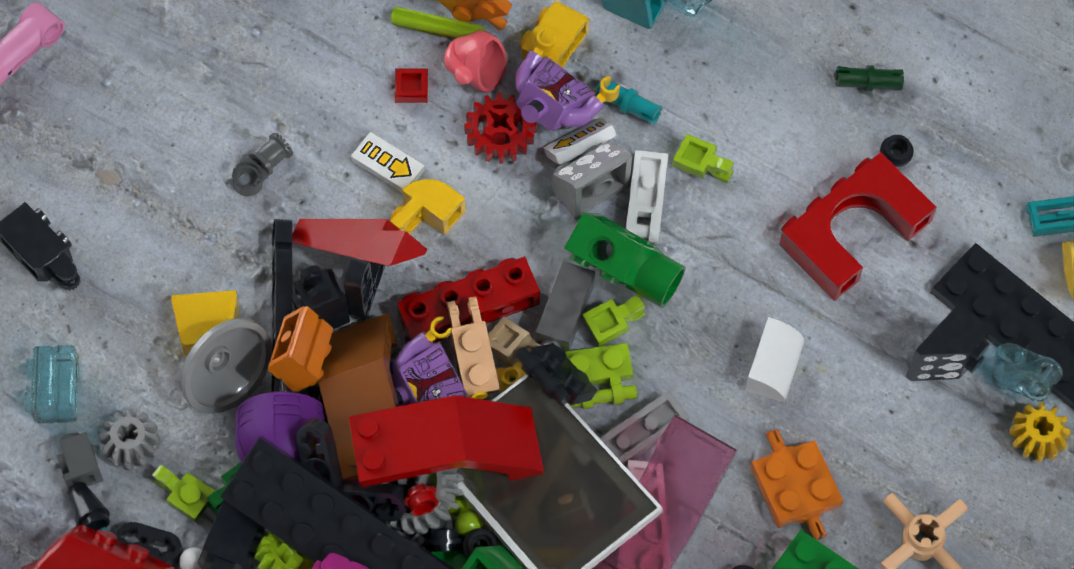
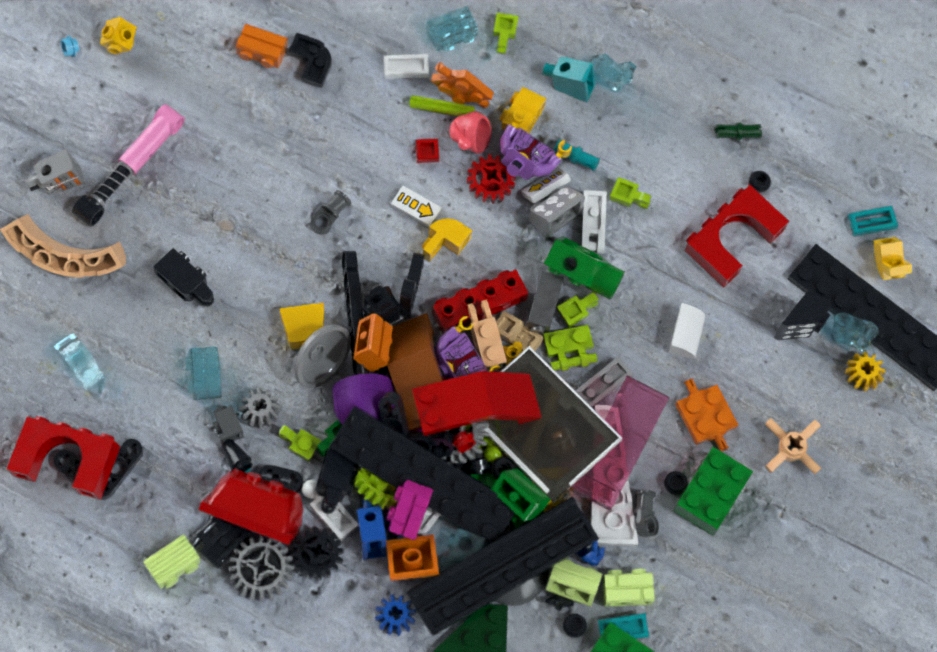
camera: 10 degrees left, 5 degrees up
(363, 239) = (405, 264): red wedge -> none
(556, 374) = (544, 350): black plate -> none

